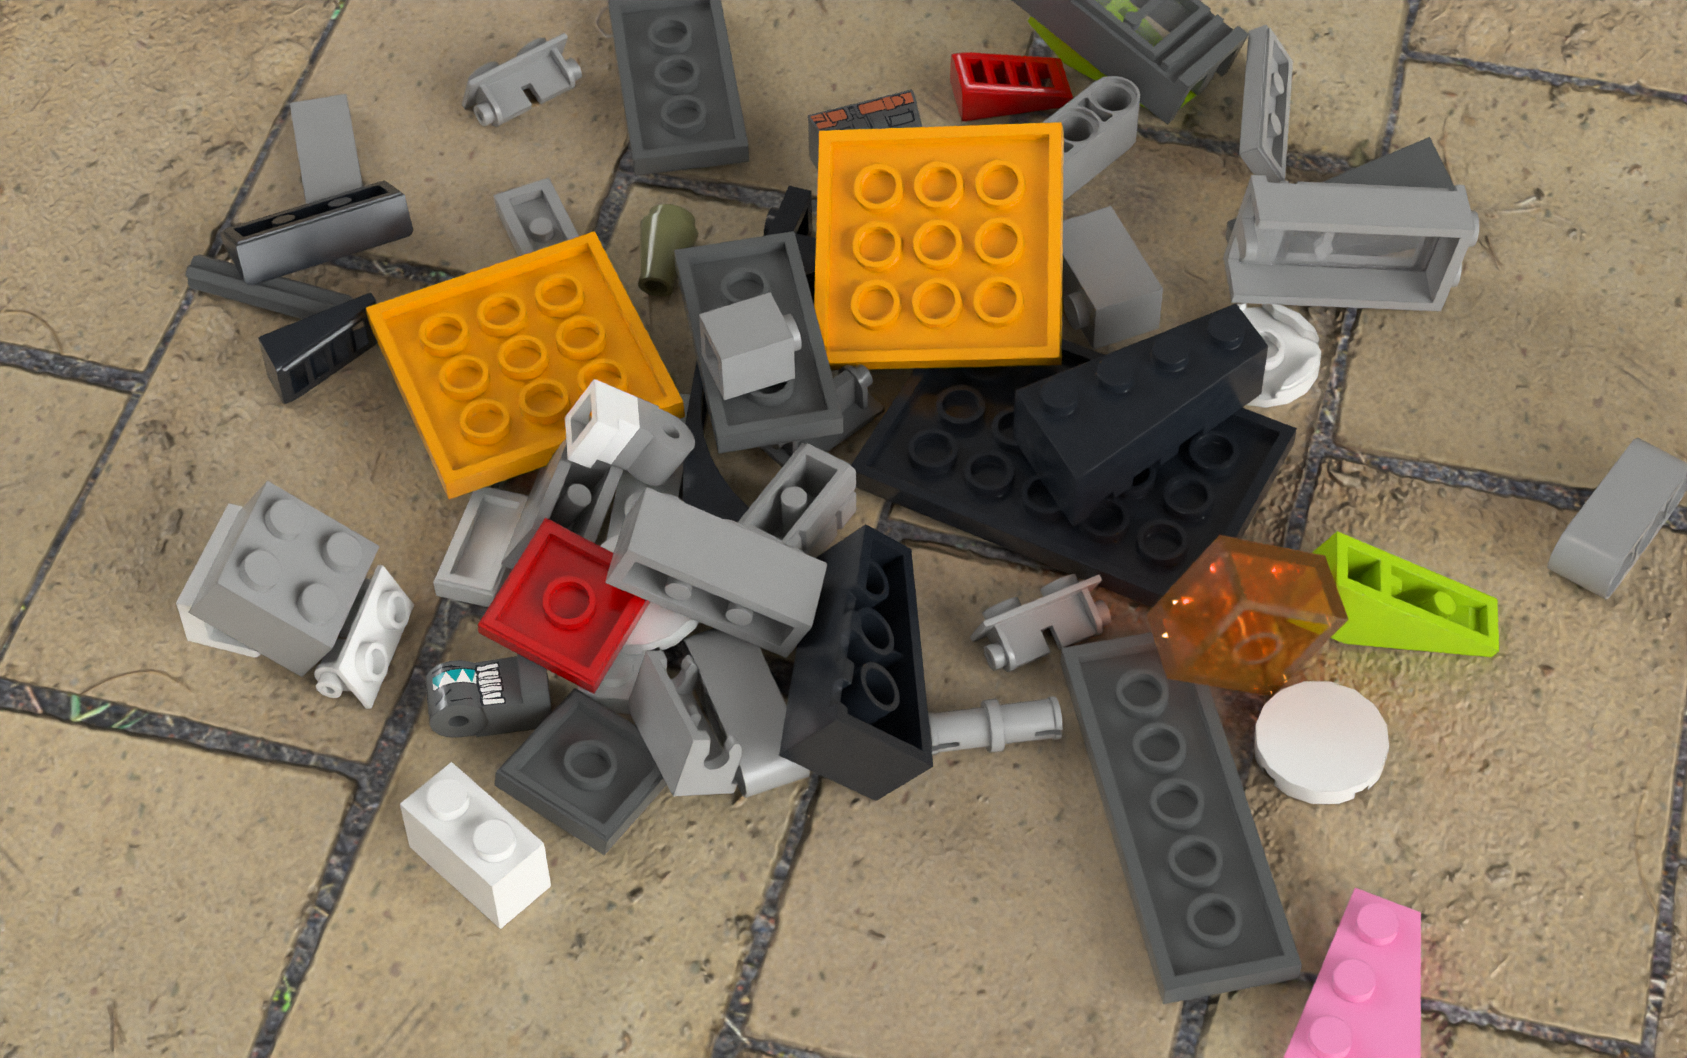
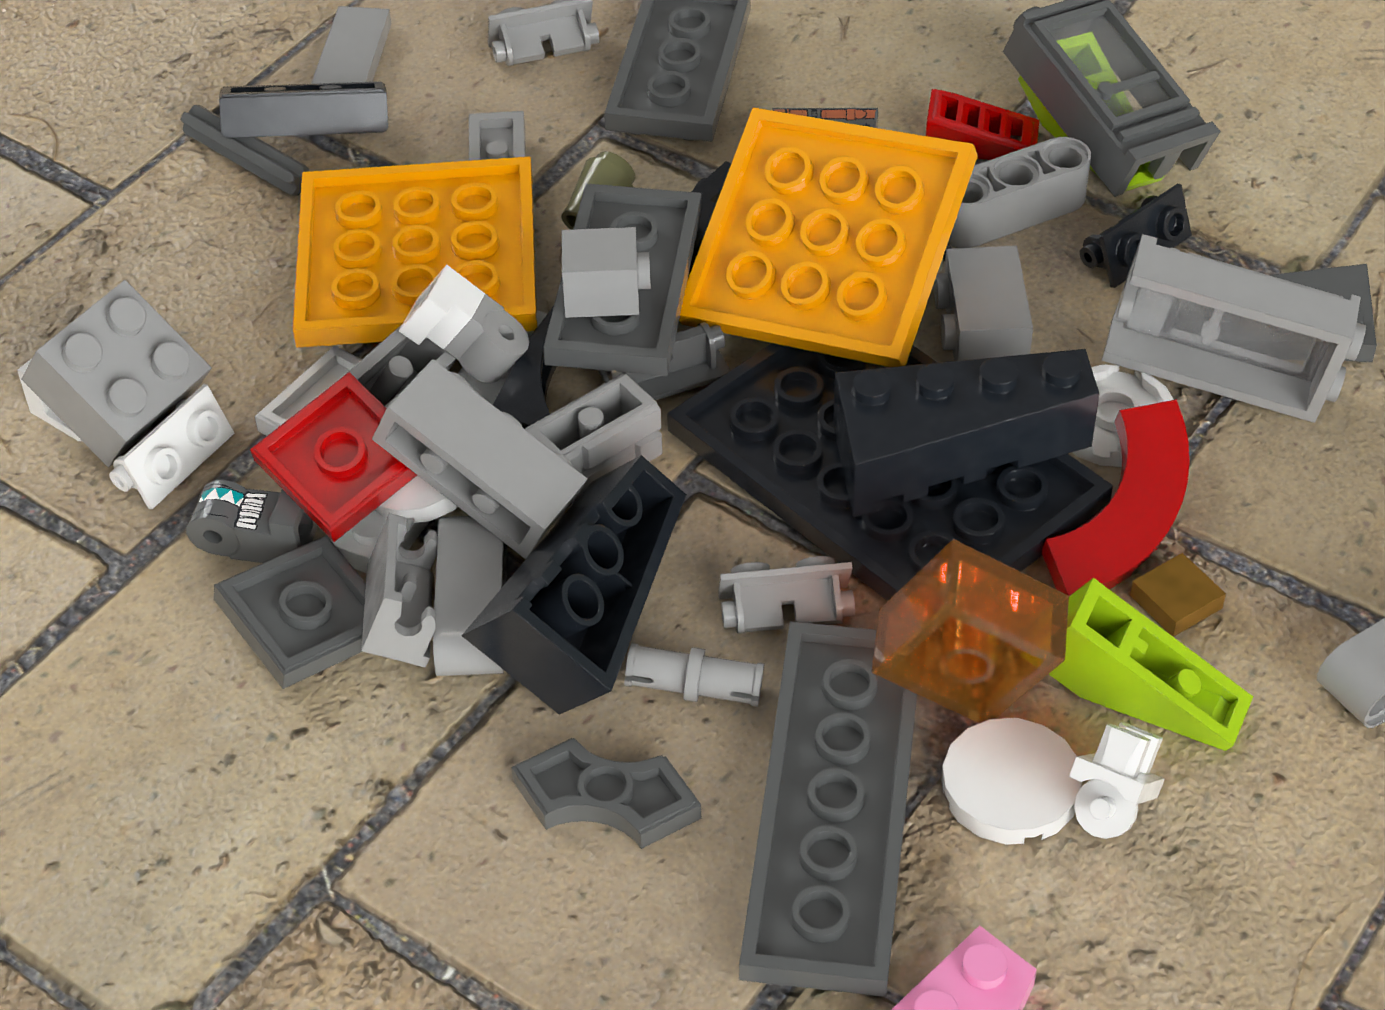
camera: 20 degrees right, 5 degrees down
(316, 347) = (227, 198): black slope -> none
(476, 845) = (168, 645): white brick -> none
(988, 861) = (635, 797): none -> dark grey tile
(1208, 162) = (1116, 247): none -> black hinge
(1266, 105) = (1215, 196): light grey tile -> none
(1329, 443) = (1141, 510): none -> red tile
(1392, 518) = (1177, 594): none -> pearl gold tile
(1422, 717) = (1117, 779): none -> white hips

